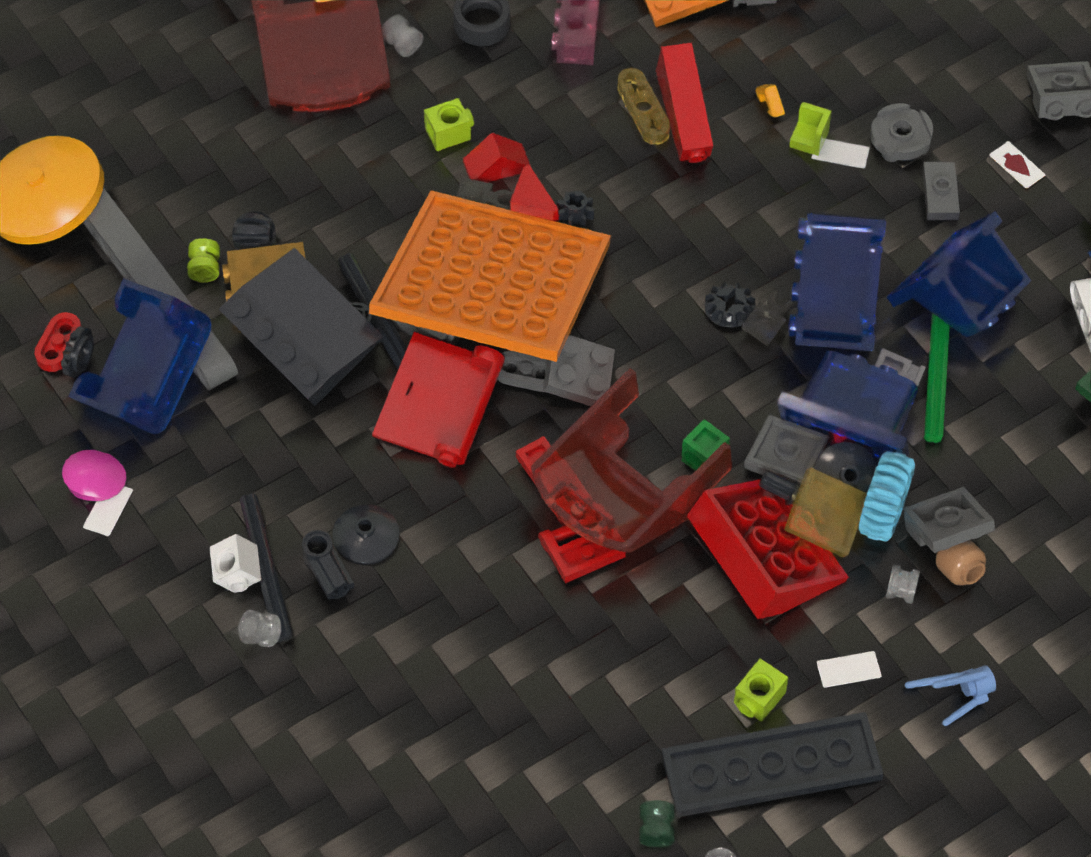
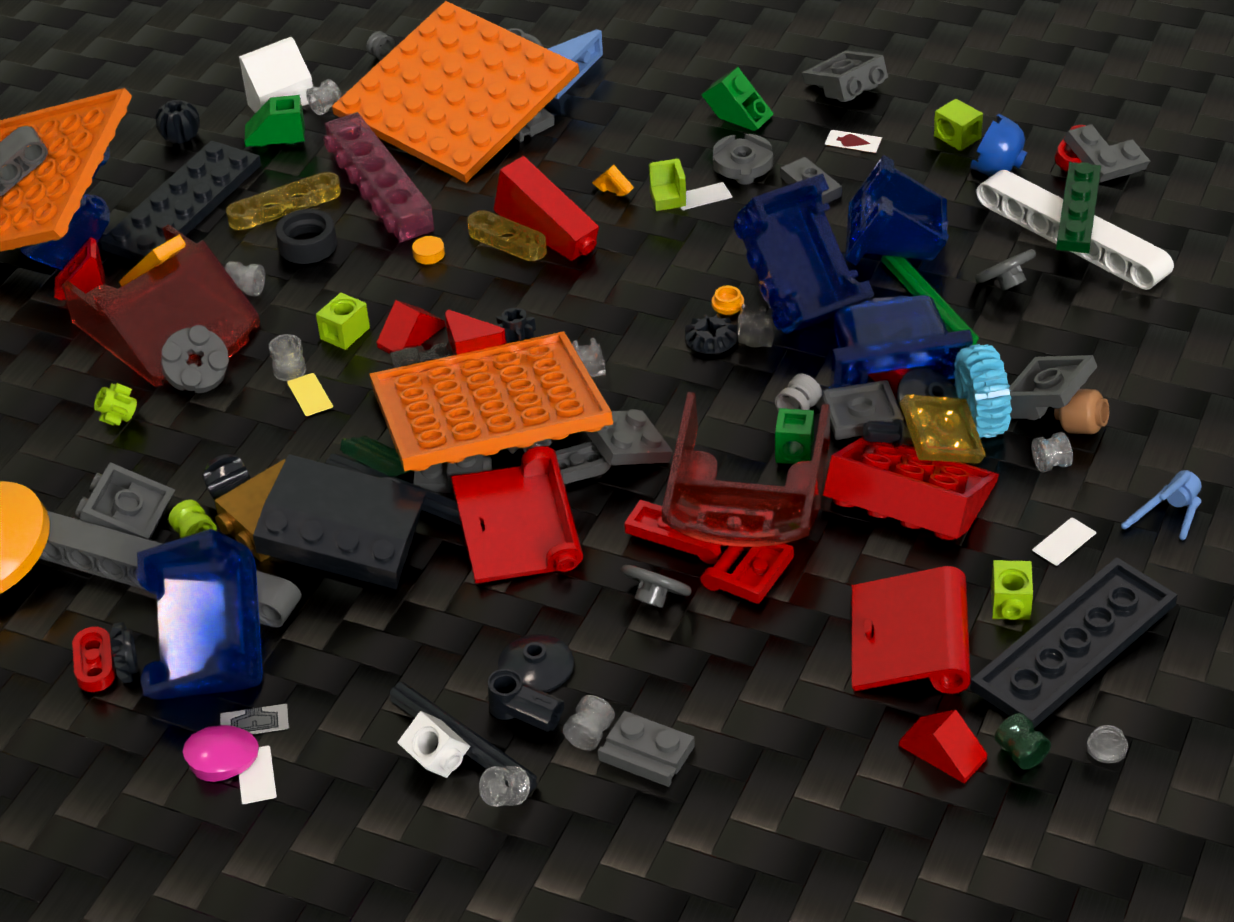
camera: 30 degrees left, 15 degrees down
(139, 462) = (258, 719): none -> sticker
(166, 214) = (125, 502): none -> dark grey plate
(221, 110) = (115, 404): none -> lime gear
(295, 114) = (191, 377): none -> dark grey plate
(359, 611) = (586, 726): none -> clear wheel
(378, 180) = (309, 394): none -> light yellow sticker
(380, 137) = (287, 357): none -> clear wheel
(382, 263) = (373, 454): none -> clear green tile
(387, 656) = (646, 748): none -> dark grey plate
(495, 520) = (654, 586): none -> dark grey piece
(570, 85) = (428, 250): none -> light orange tile
(601, 791) = (946, 744): none -> red slope
(612, 273) = (591, 357): none -> clear tile
(657, 678) = (917, 630): none -> red door
(744, 410) = (801, 393): none -> light grey wheel
(768, 278) = (727, 300): none -> light orange plate
(943, 69) = (737, 101): none -> green slope
(1020, 383) = (1008, 271): none -> dark grey piece

